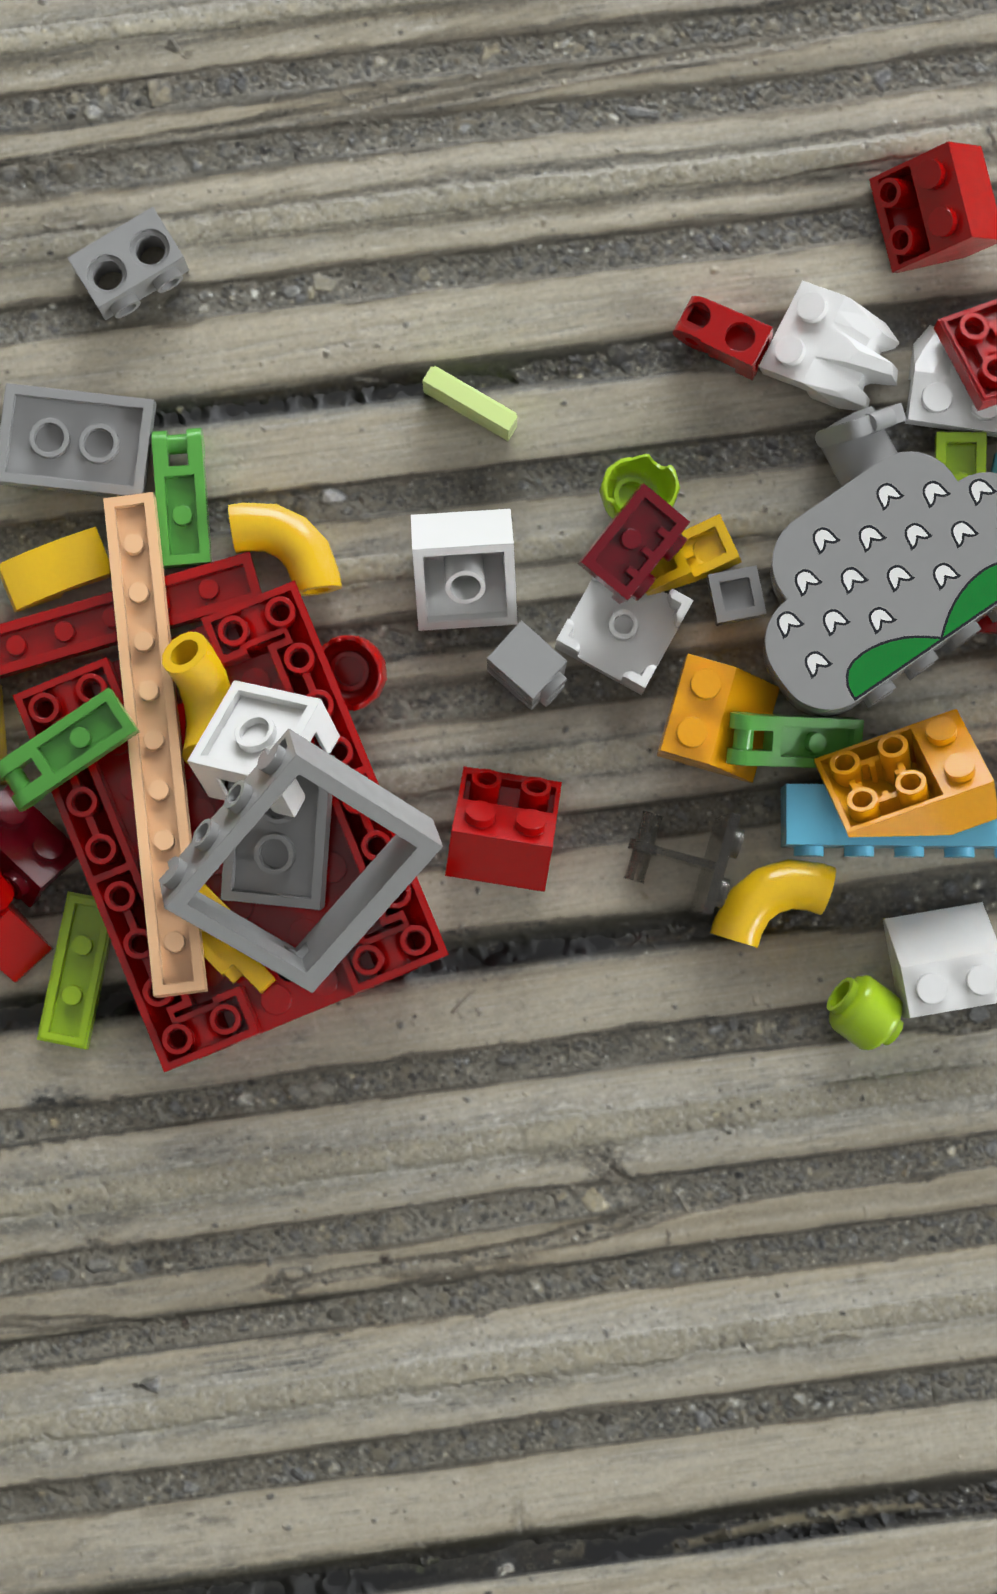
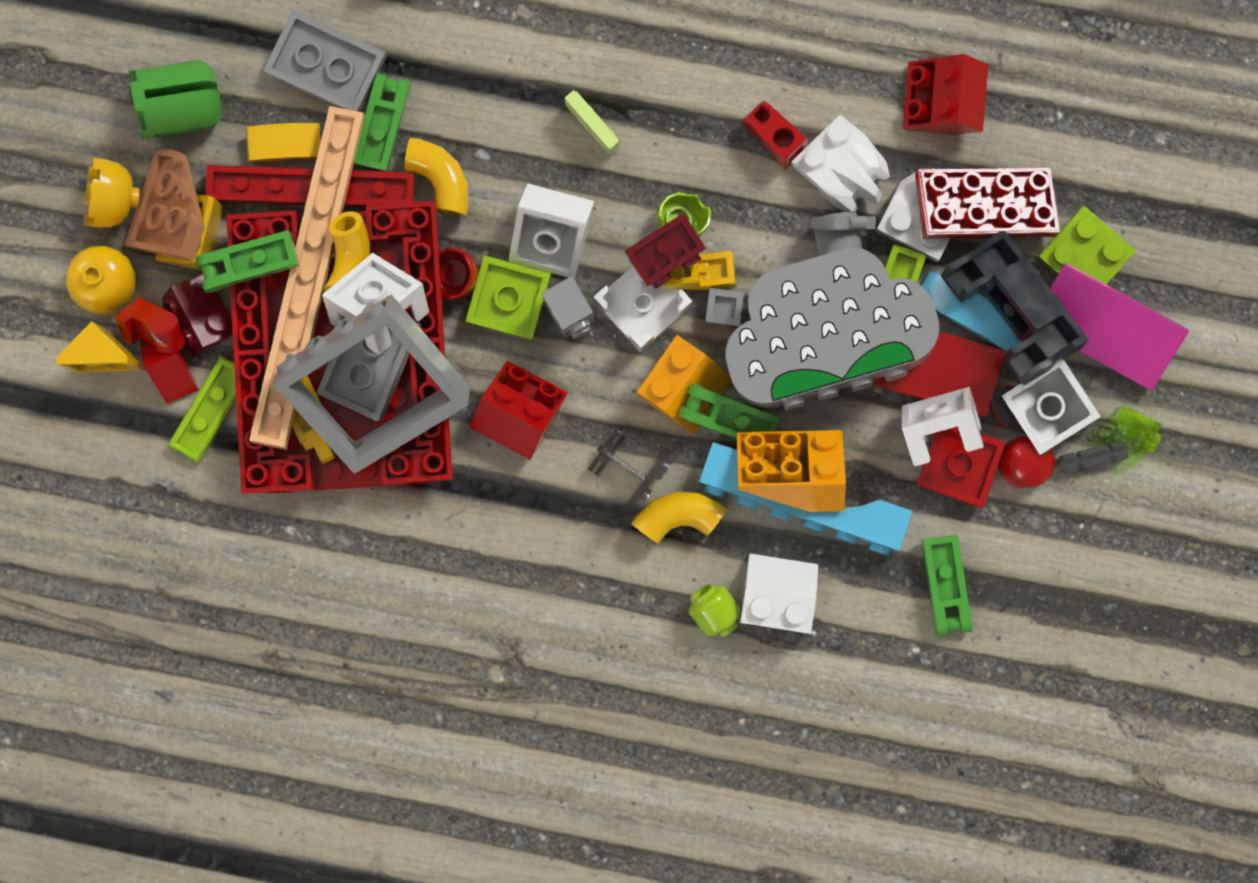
camera: 25 degrees right, 0 degrees up
(437, 680) = (508, 298): none -> lime plate

